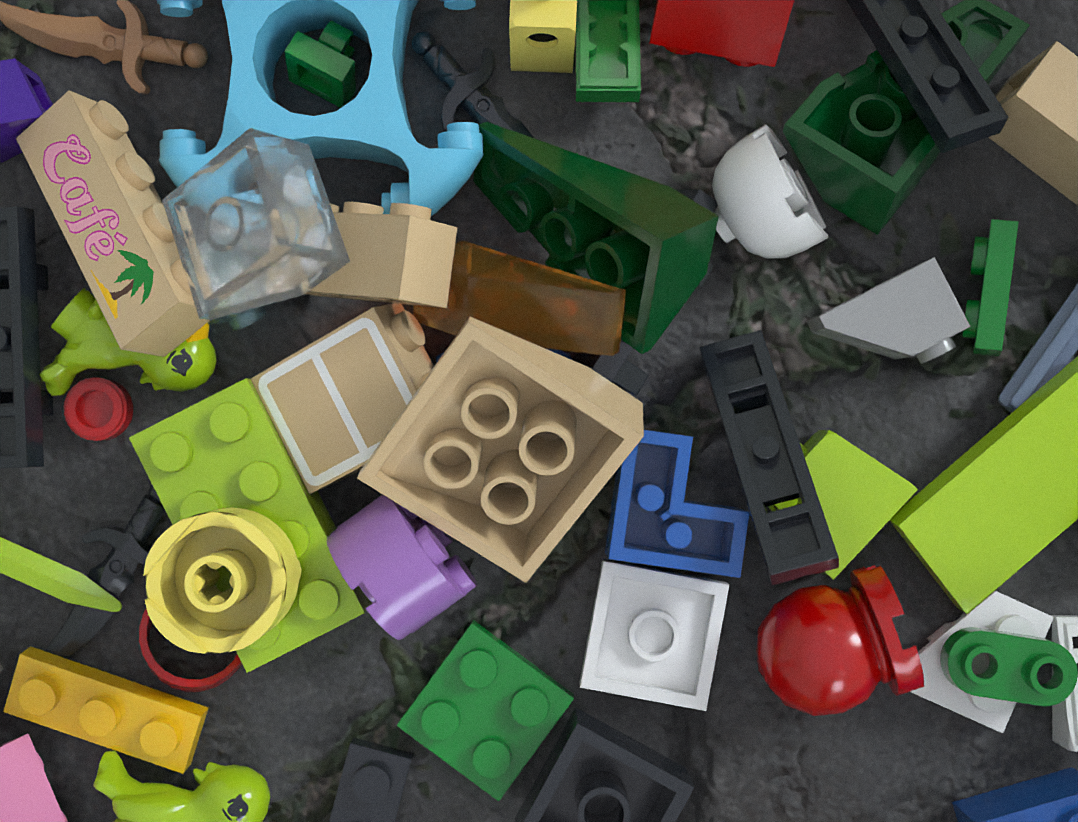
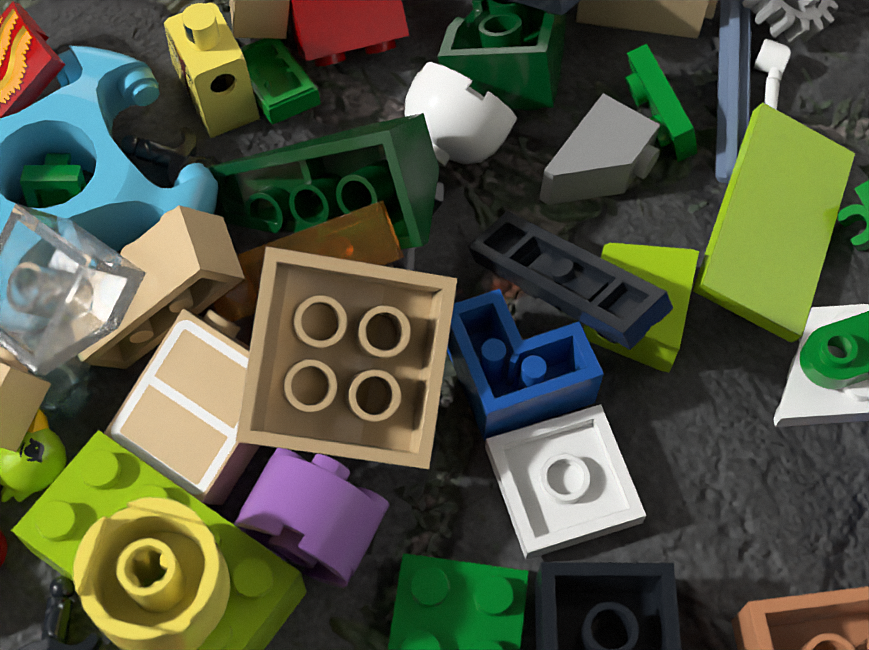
camera: 30 degrees left, 25 degrees down
(833, 646) = (716, 399): red tile -> none

